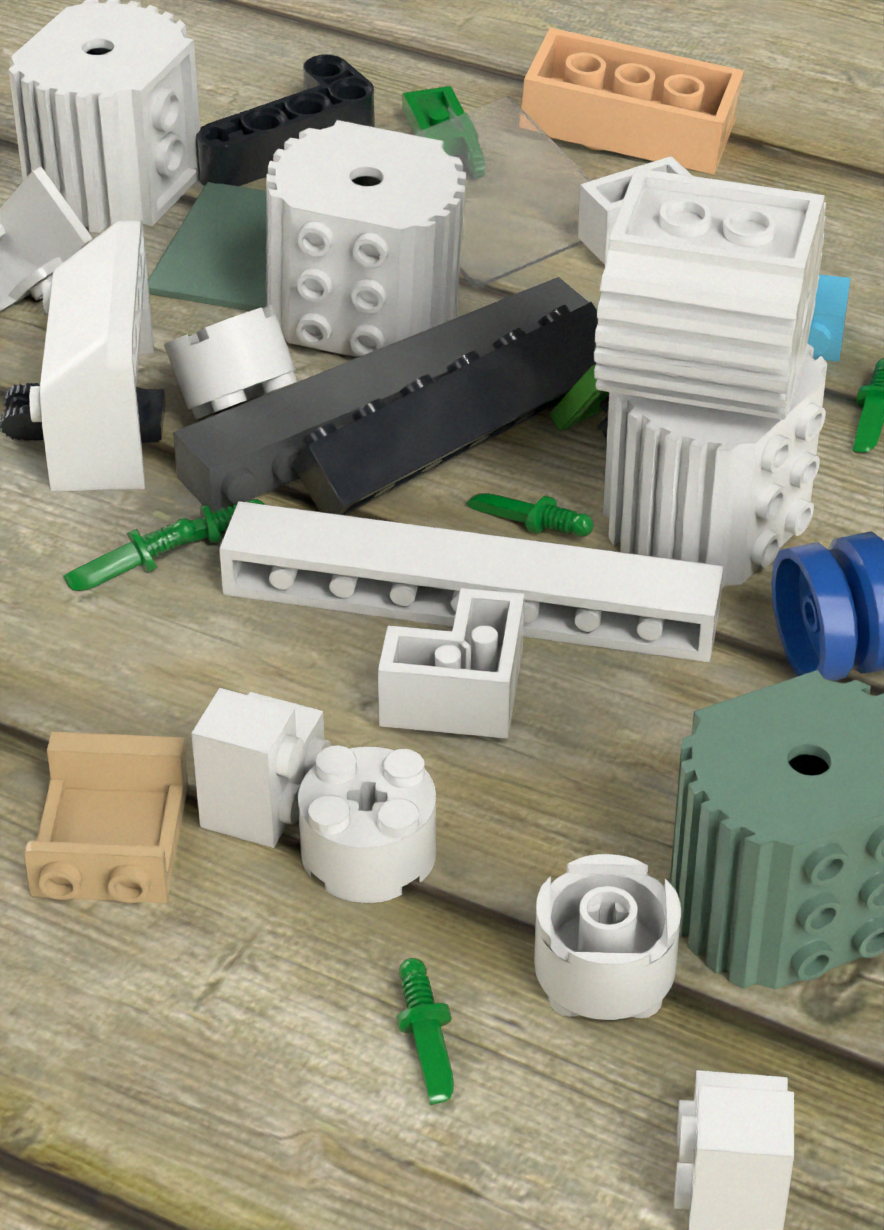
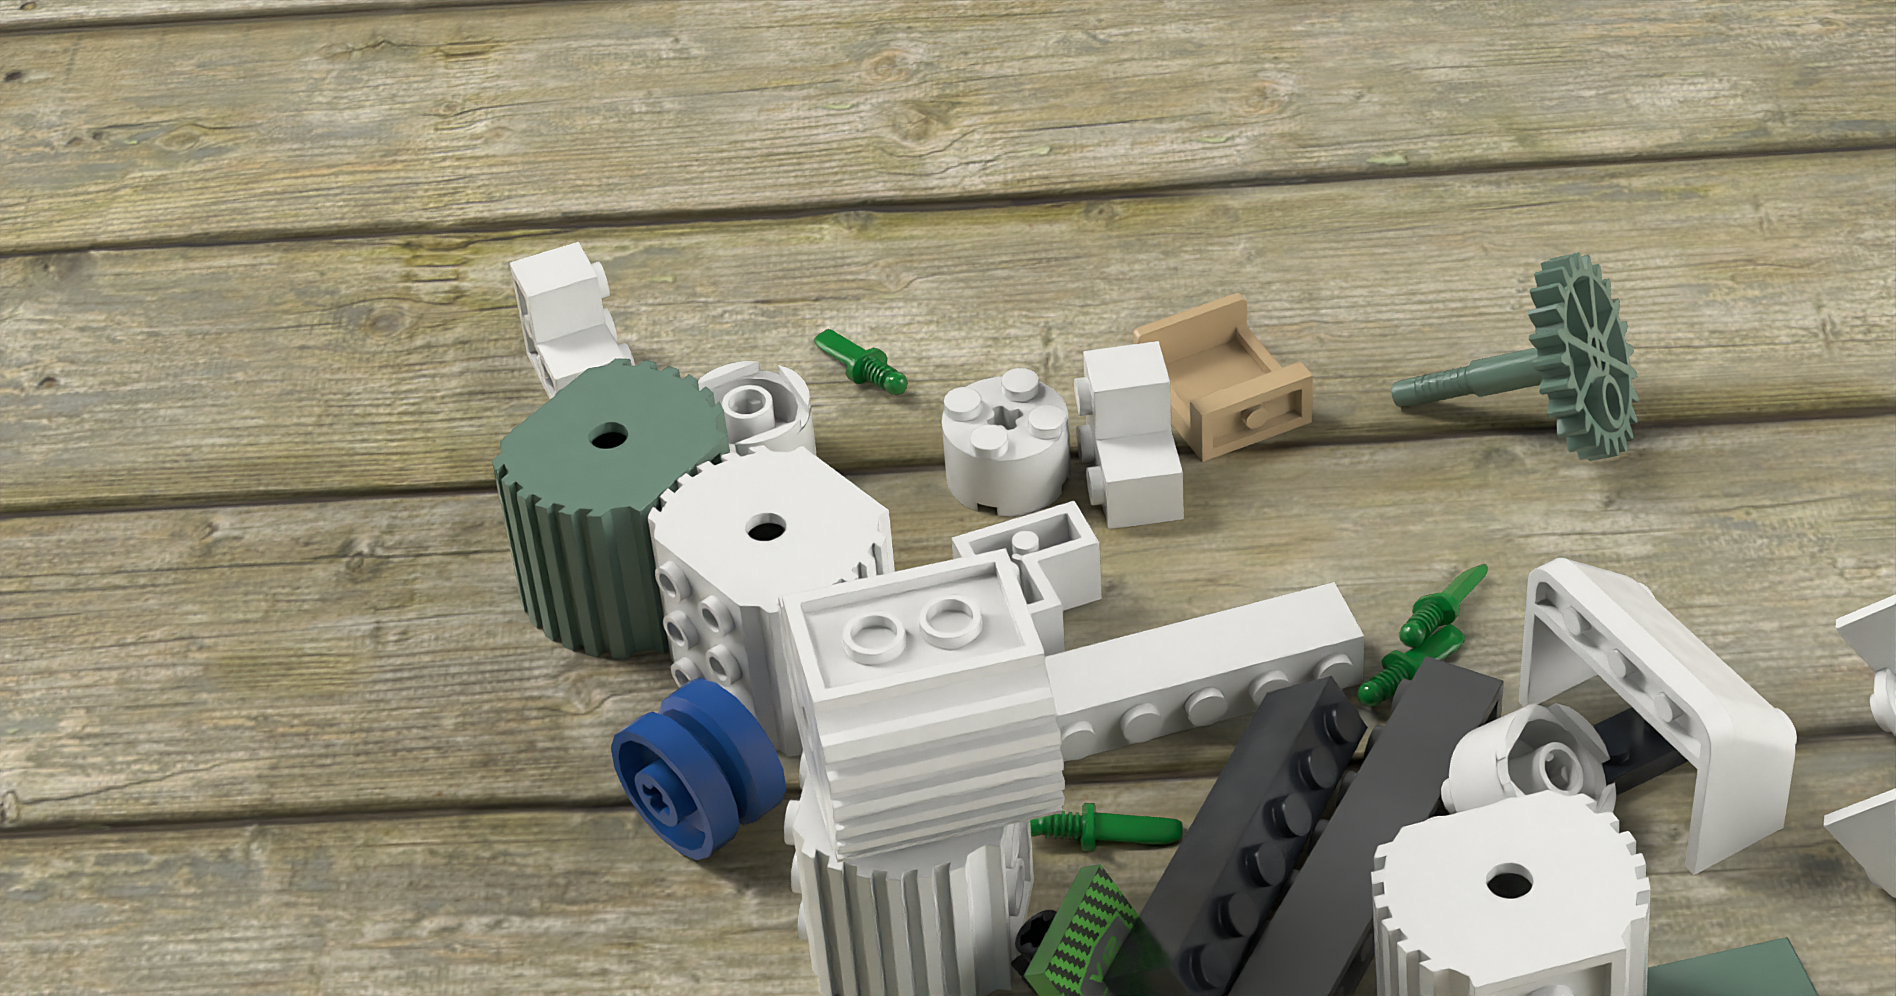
camera: 155 degrees right, 0 degrees up
(676, 635) = (740, 543): none -> white piece

